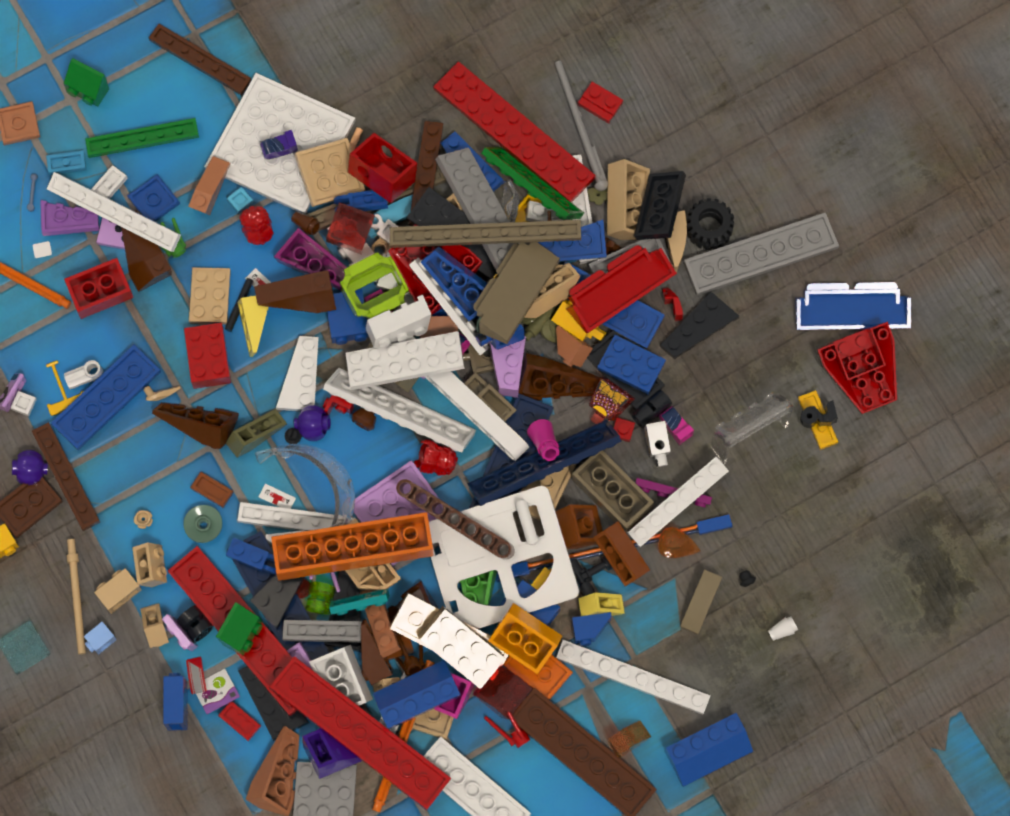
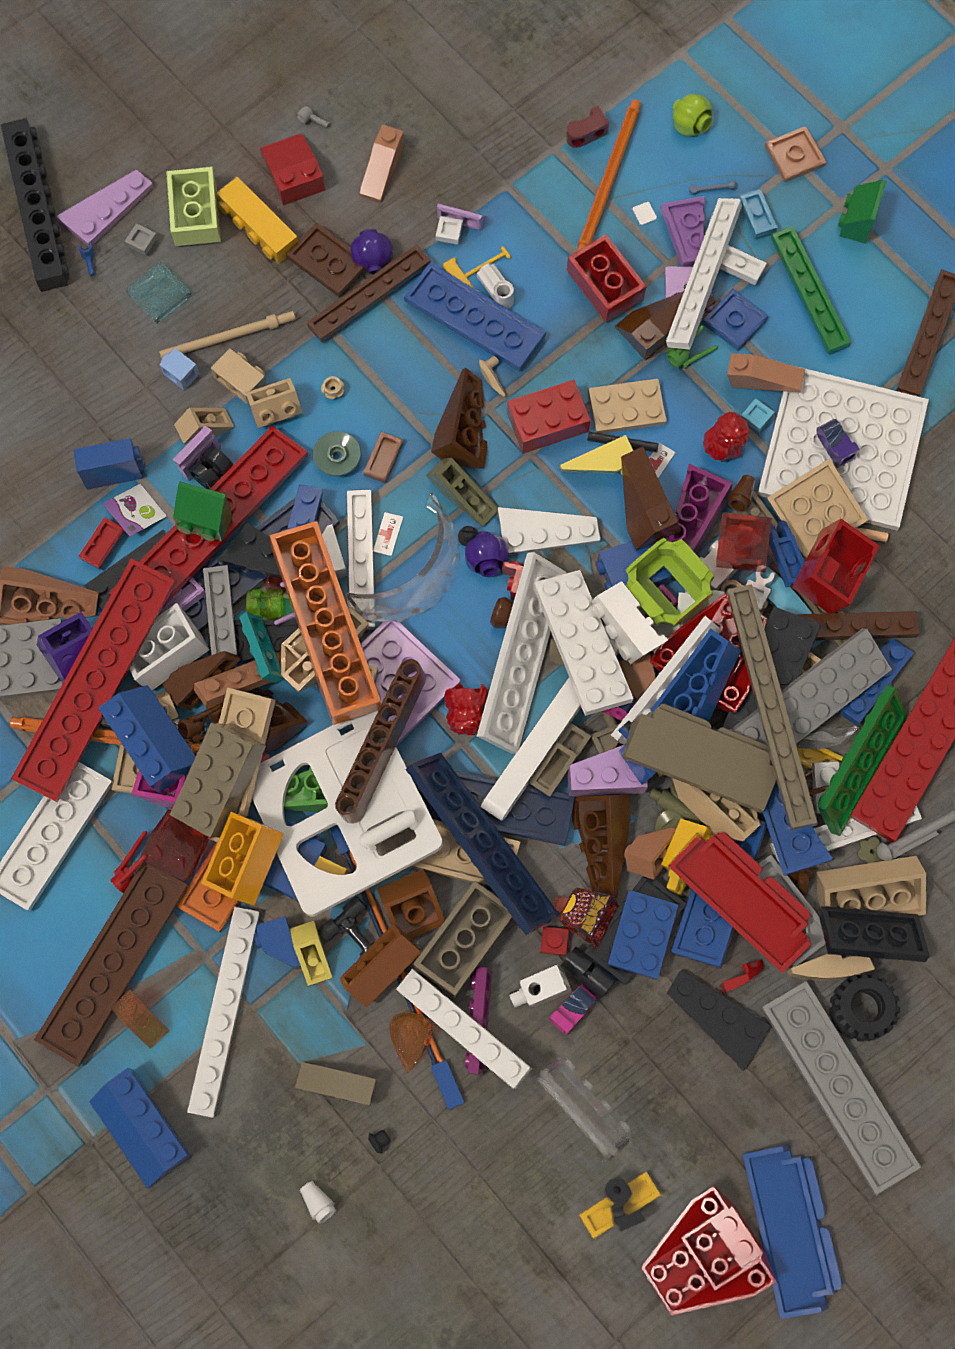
camera: 80 degrees right, 0 degrees up
(196, 675) = (152, 484): sticker -> none
(543, 437) = (511, 836): dark pink plant -> none

